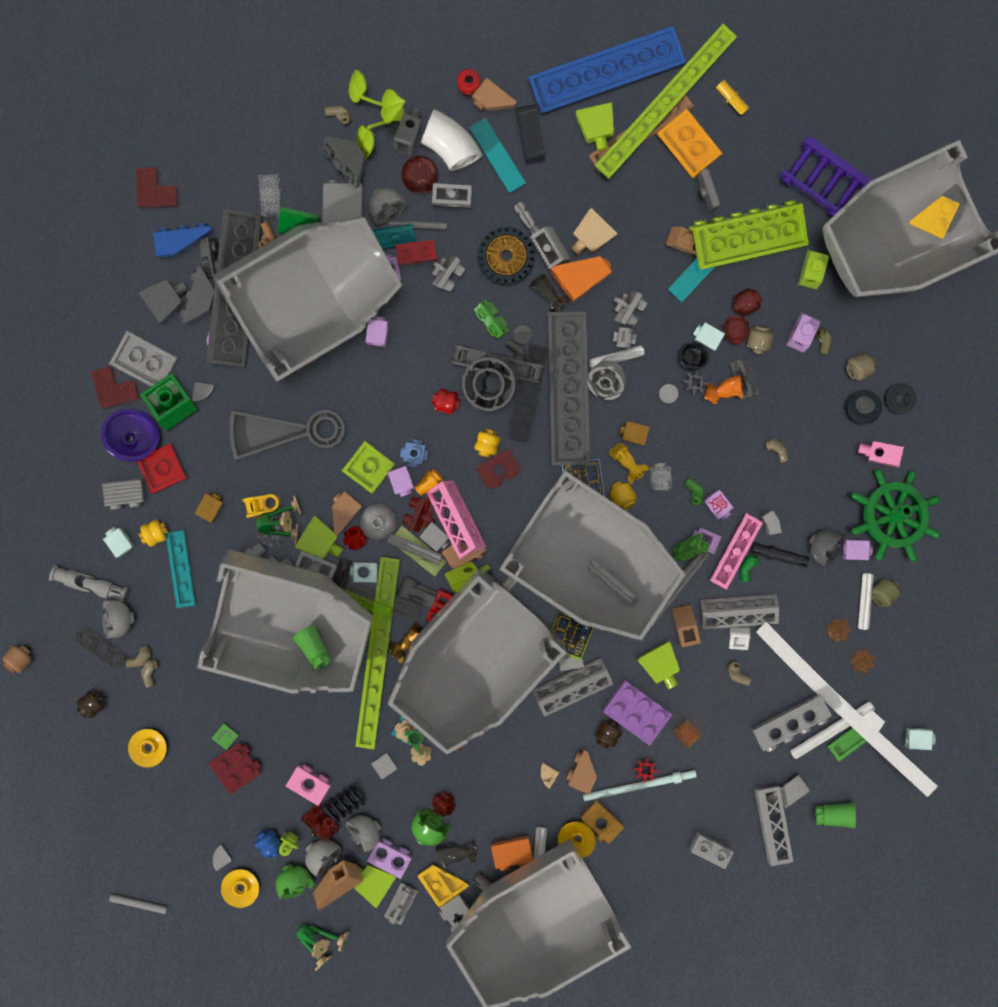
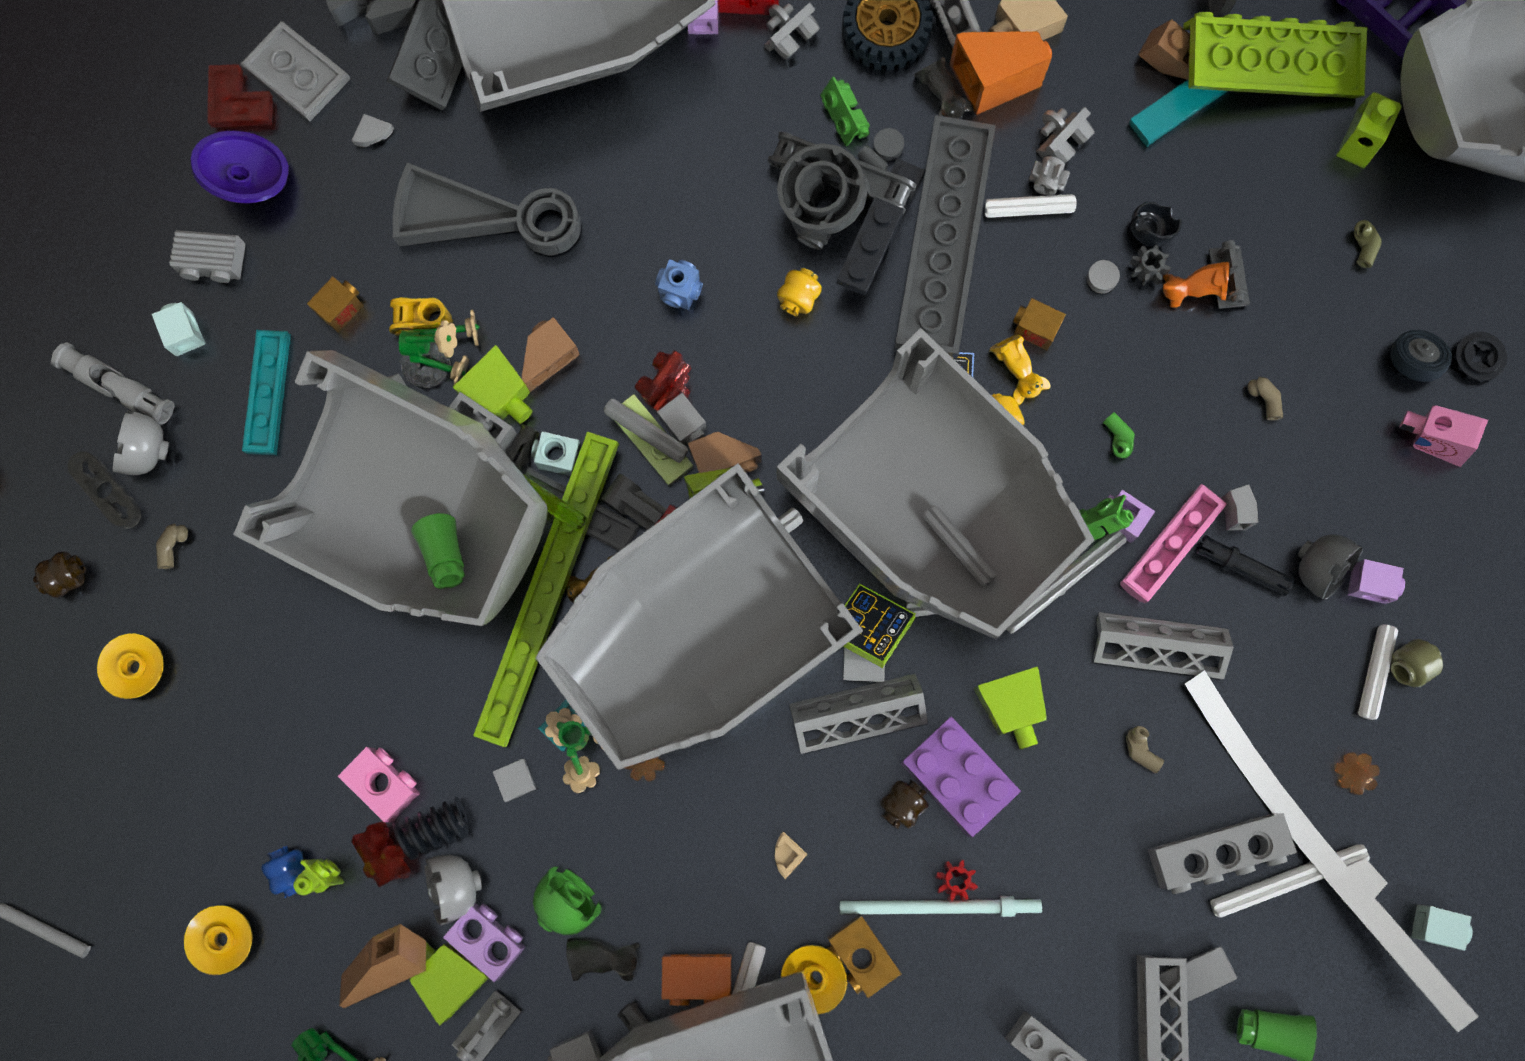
camera: 20 degrees right, 10 degrees down
(141, 658) = (167, 515): dark tan arm -> none
(153, 533) = (236, 324): yellow piece -> none
(162, 469) = (277, 231): red plate -> none
(168, 402) = (314, 133): green slope -> none
(221, 857) = (202, 879): light grey tile -> none
(225, 736) = (264, 675): bright green tile -> none
(236, 767) = (268, 730): dark red plate -> none
(293, 881) = (309, 948): bright green cylinder -> none
(320, 856) = (369, 912): light grey cylinder -> none
(354, 538) = (553, 396): red gear -> none
(368, 467) = (602, 295): lime tile -> none
(377, 332) = (662, 88): lavender brick -> none
(378, 522) = (595, 380): light grey cylinder -> none
(401, 481) = (648, 318): lavender brick -> none
(428, 481) = (693, 334): light orange cone -> none
(441, 884) = (563, 1008): yellow wing -> none
(443, 804) = (597, 867): clear red gear -> none
(446, 401) = (747, 216): red piece -> none
(458, 515) = (731, 386): bright pink fence -> none
(507, 461) = (818, 321): clear red brick -> none
(583, 774) = (849, 864): medium nougat slope -> none
(607, 380) = (1010, 229): light grey cylinder -> none
(660, 477) = (1069, 396): clear brick -> none
(686, 626) = (1069, 649): medium nougat slope -> none
(687, 733) = (1039, 832): clear orange brick -> none
(708, 336) = (1185, 198): light aqua brick -> none
(718, 505) = (1155, 463): lavender brick -> none
(736, 329) = (1231, 196): clear red head -> none
(739, 638) = (1154, 690): white slope -> none
(746, 566) = (1185, 573): green arm -> none
(747, 301) = (1254, 159): clear red head -> none
(760, 339) = (1266, 219): dark tan head -> none
(803, 332) = (1342, 215): lavender torso -> none
(834, 628) = (1323, 711): clear orange plant -> none
(846, 744) = (1312, 909): bright green tile -> none
(861, 366) = (1423, 292): dark tan head -> none
(896, 515) = (1451, 537): green piece -> none

